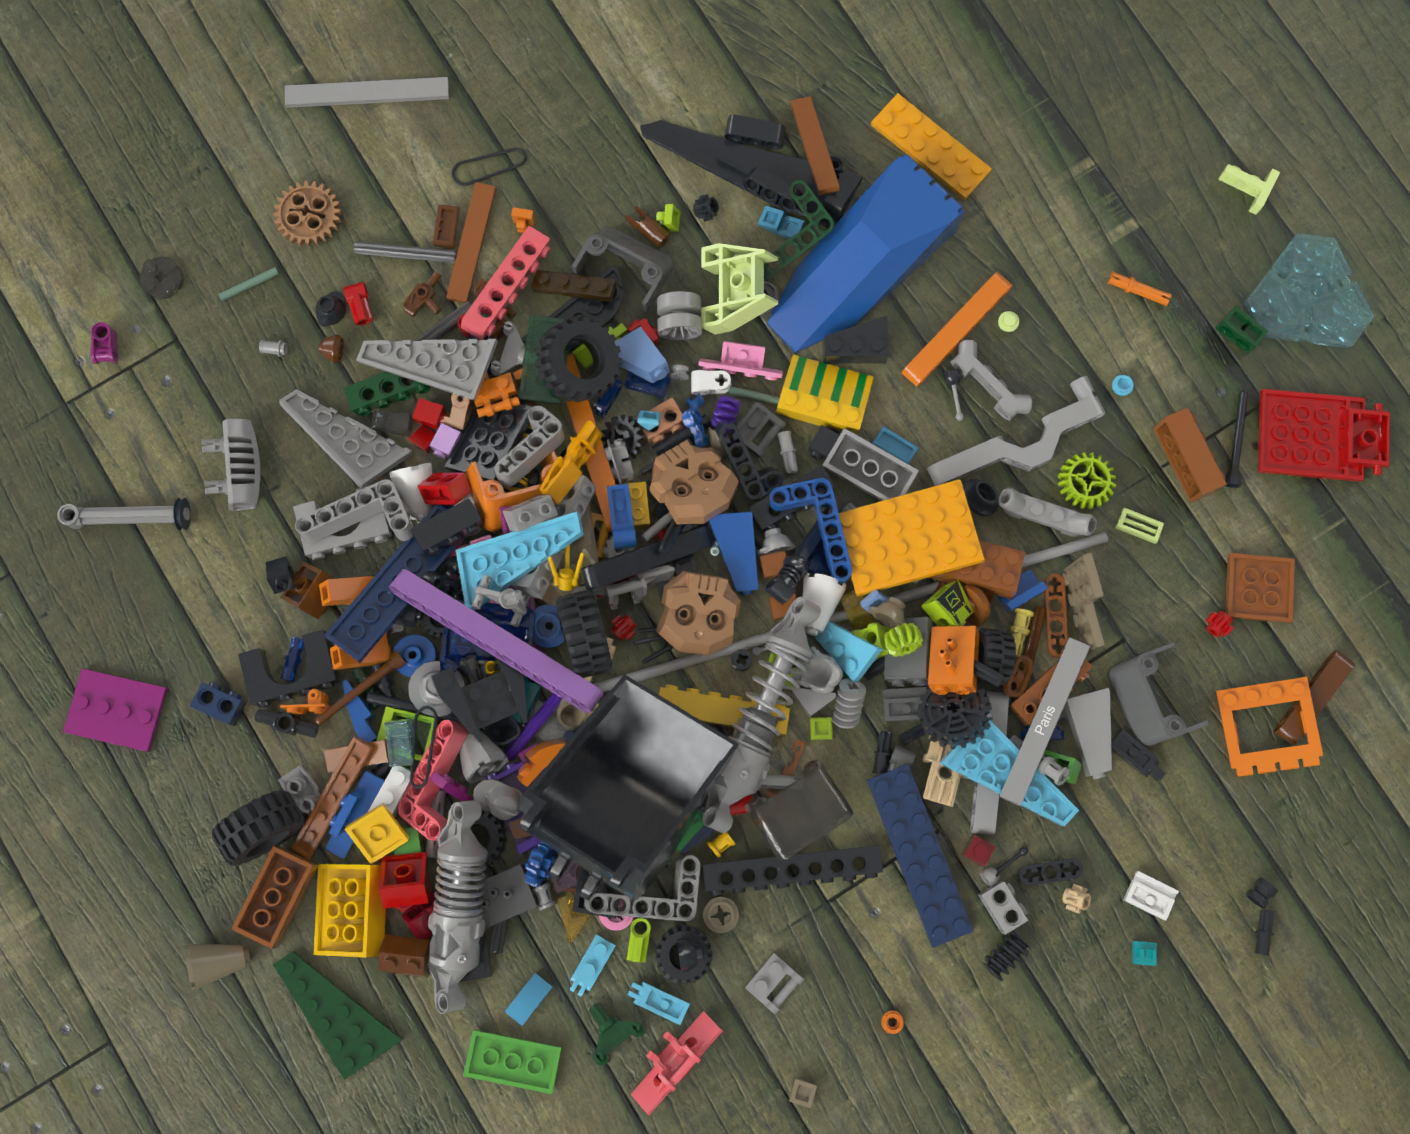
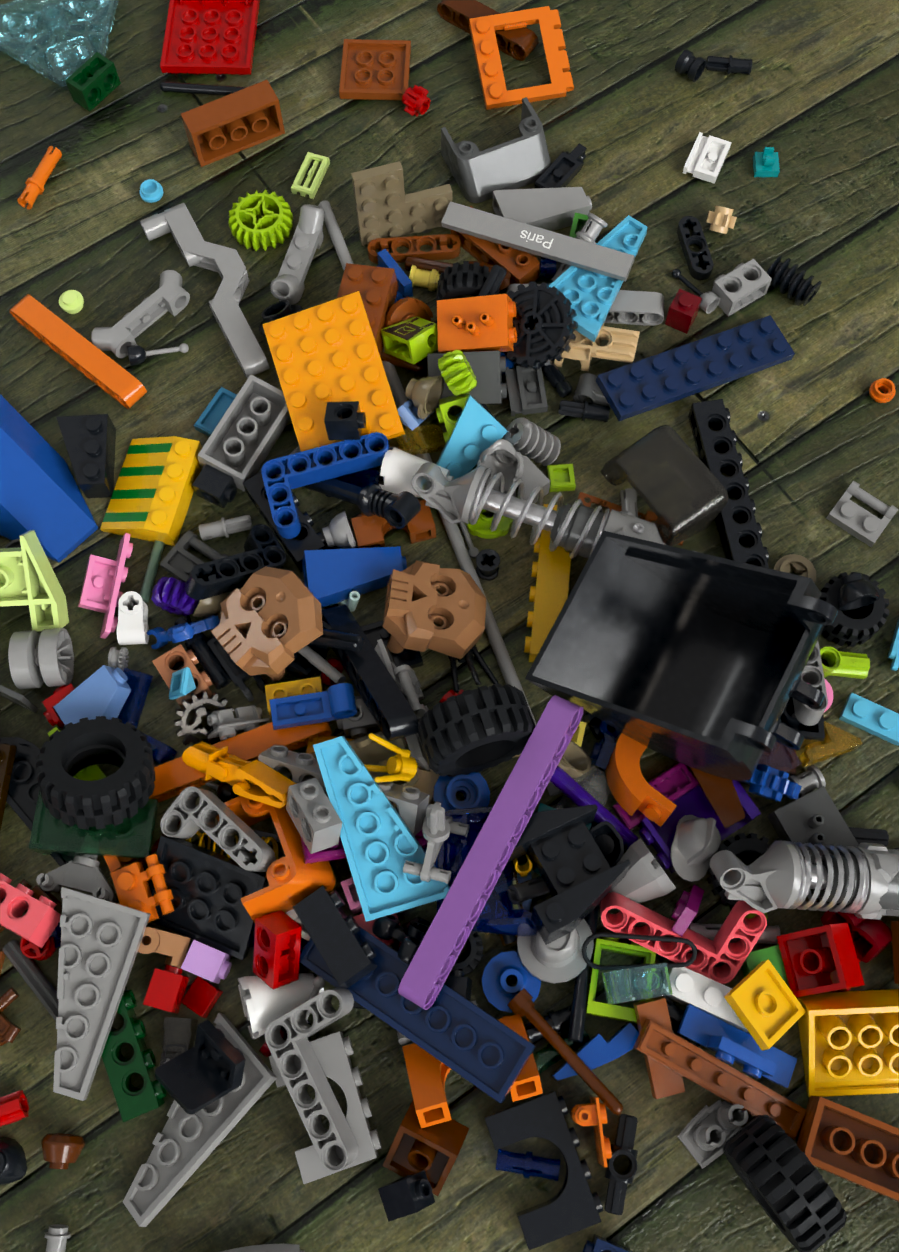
camera: 90 degrees left, 10 degrees down
(369, 438) = (203, 1071): none -> black bracket
(866, 538) = (344, 420): none -> black brick

